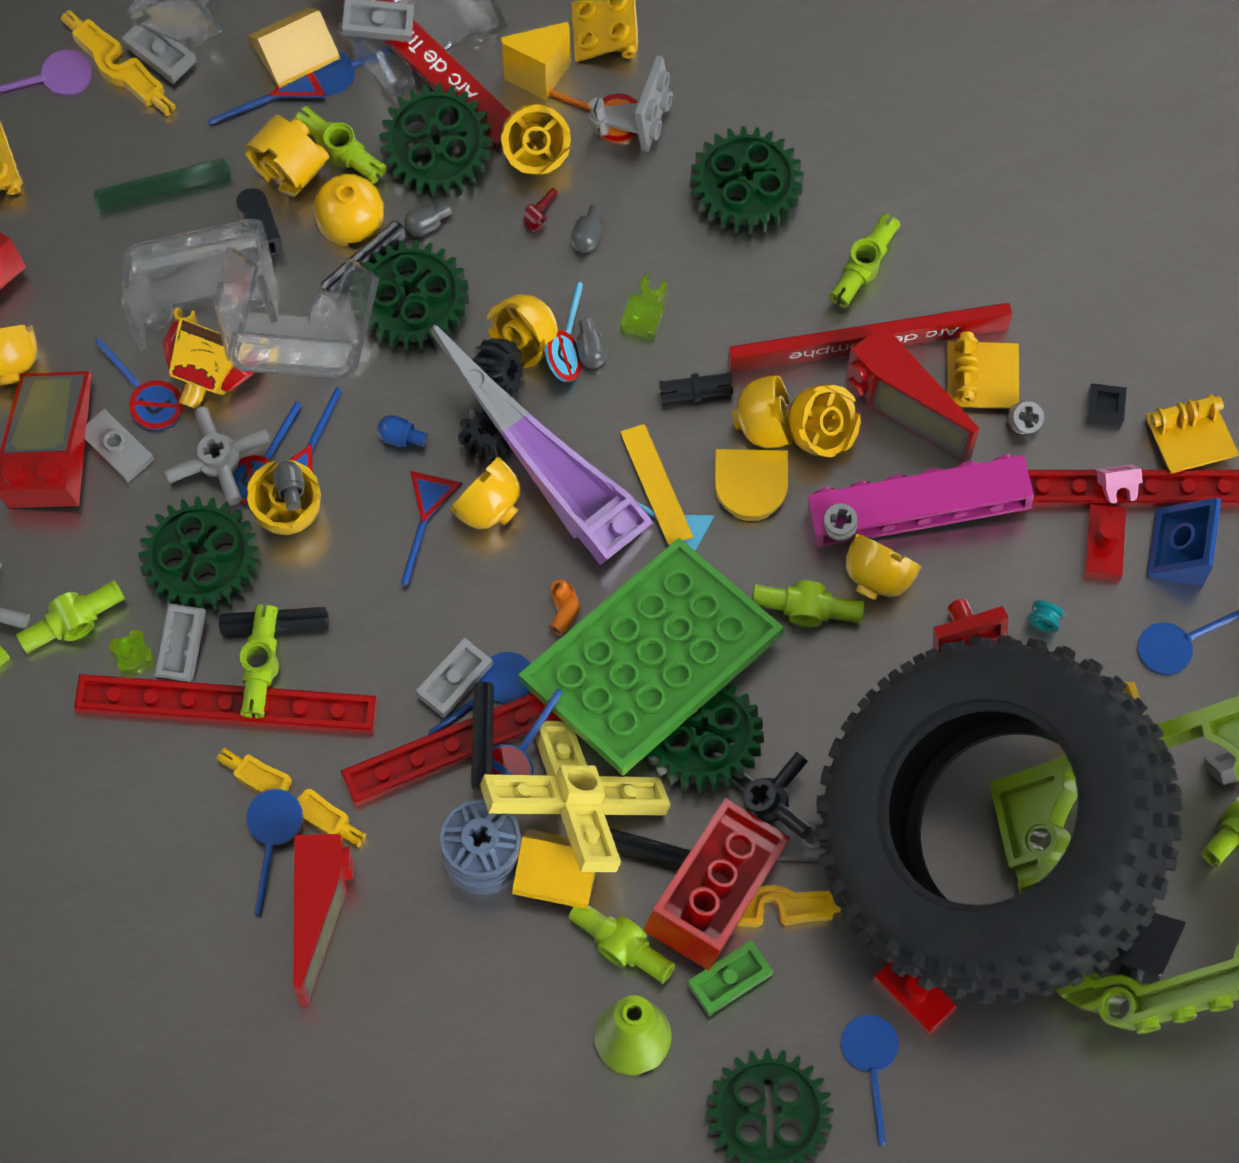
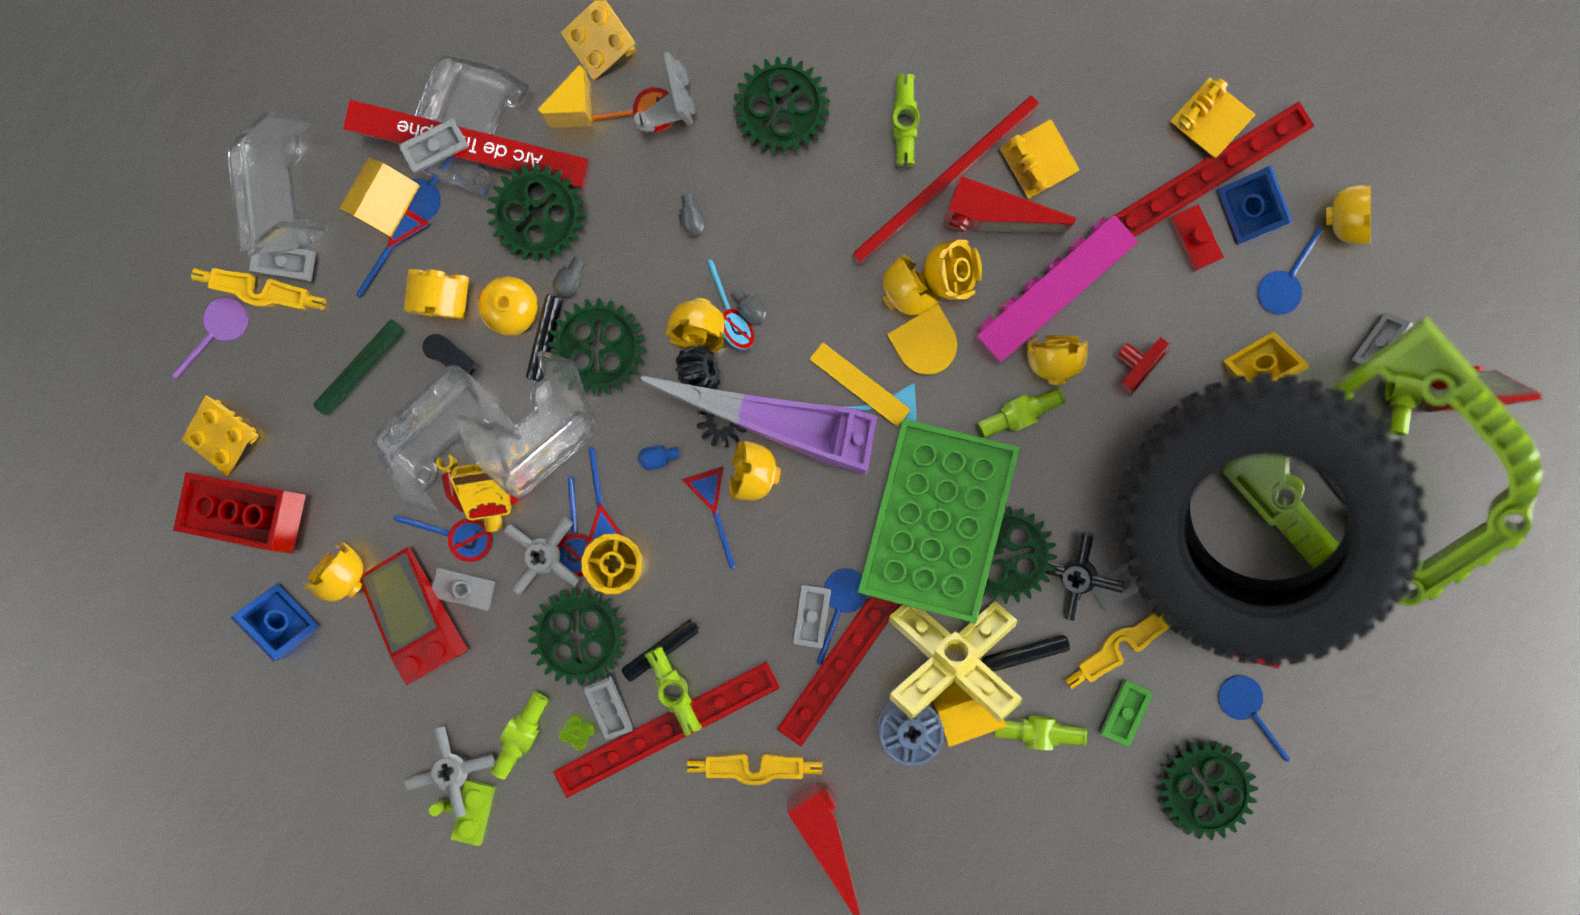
camera: 35 degrees left, 20 degrees up
(273, 820) = (755, 792): blue piece -> none
(289, 484) = (613, 558): dark grey cylinder -> none
(351, 154) = (482, 259): lime pin -> none
(482, 732) = (859, 649): black axle -> none
(513, 759) = (890, 659): piece -> none
(534, 215) = (644, 228): dark red hand -> none
(535, 139) = (610, 170): yellow cylinder -> none
(566, 604) = (855, 514): orange arm -> none
(632, 1036) = (1085, 789): lime cone -> none
(644, 311) = (770, 256): clear neon green plate -> none
(696, 387) = (844, 293): black pin -> none
(716, 884) = (1084, 658): red slope -> none
(832, 515) = (1023, 349): light grey bush -> none
(1033, 410) = (1097, 179): light grey bush -> none
(1045, 616) = (1189, 321): teal bush -> none
(1106, 404) = (1138, 129): black tile -> none
(1120, 477) = (1185, 187): bright pink tile -> none

